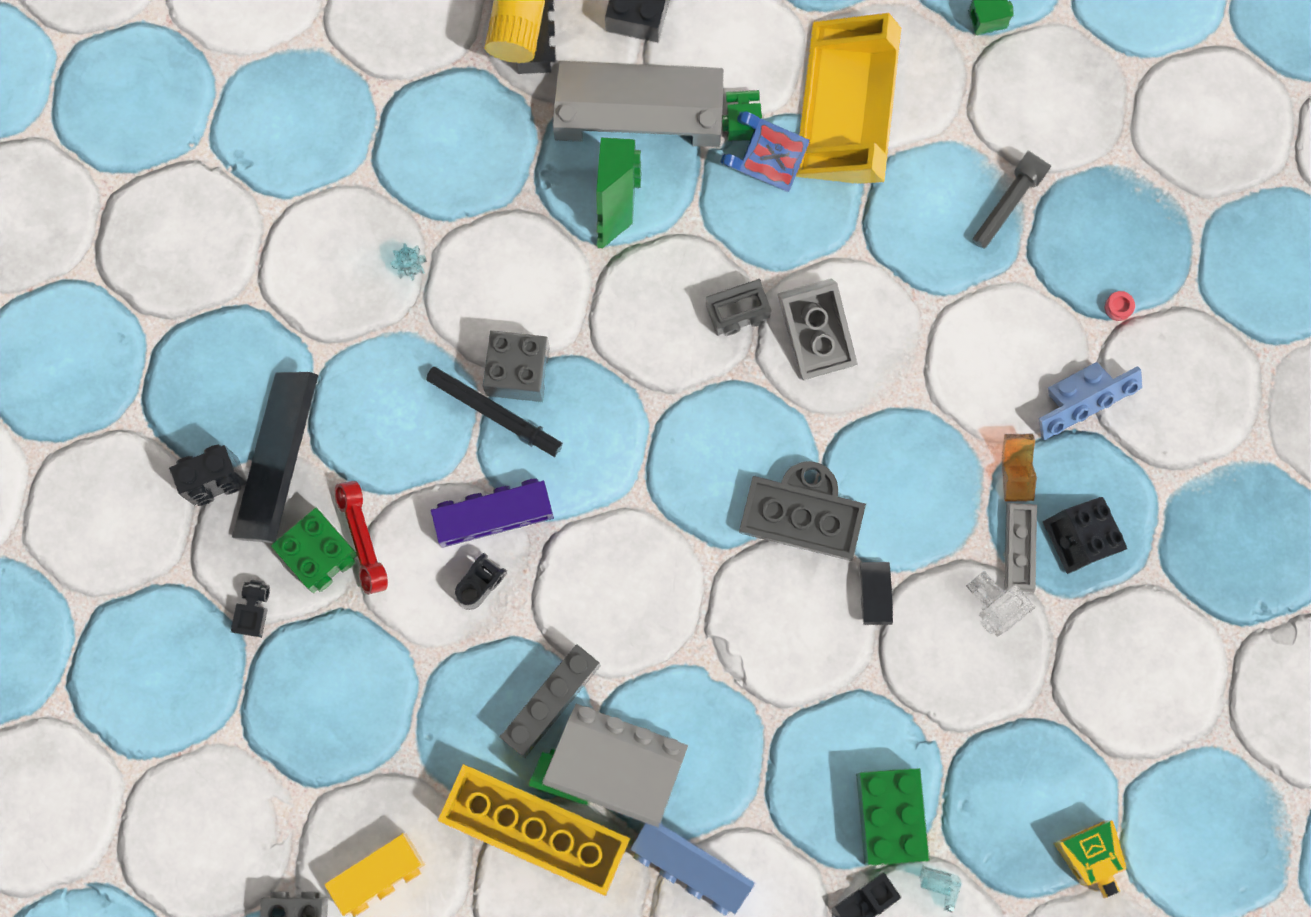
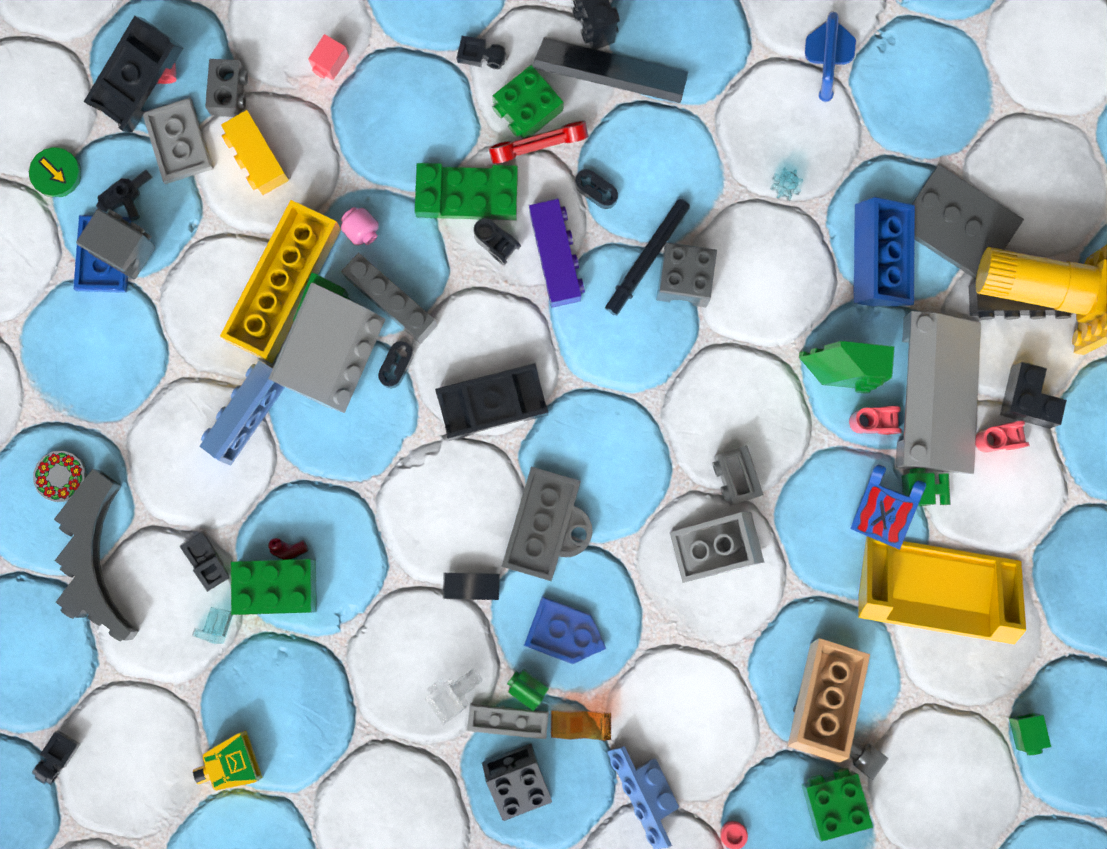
camera: 90 degrees right, 5 degrees up
(247, 215) = (830, 46): none -> blue piece
(256, 791) = (328, 57): none -> coral brick
(410, 466) = (599, 184): none -> black beam
(420, 618) = (466, 192): none -> green piece
(447, 83) = (961, 220): none -> dark grey plate
(464, 741) = (359, 226): none -> bright pink head
(486, 158) = (884, 253): none -> blue slope
(630, 685) = (390, 362): none -> black beam
(668, 578) = (491, 401): none -> black piece
(671, 162) = (880, 420): none -> coral piece
(684, 35) = (1006, 437): none -> coral piece
(849, 808) = (286, 551): none -> dark red arm
(919, 490) = (563, 632): none -> blue tile
(974, 207) = (829, 700): none -> light nougat brick
(985, 525) = (527, 689): none -> green brick
(1080, 200) = (836, 804): none -> green brick

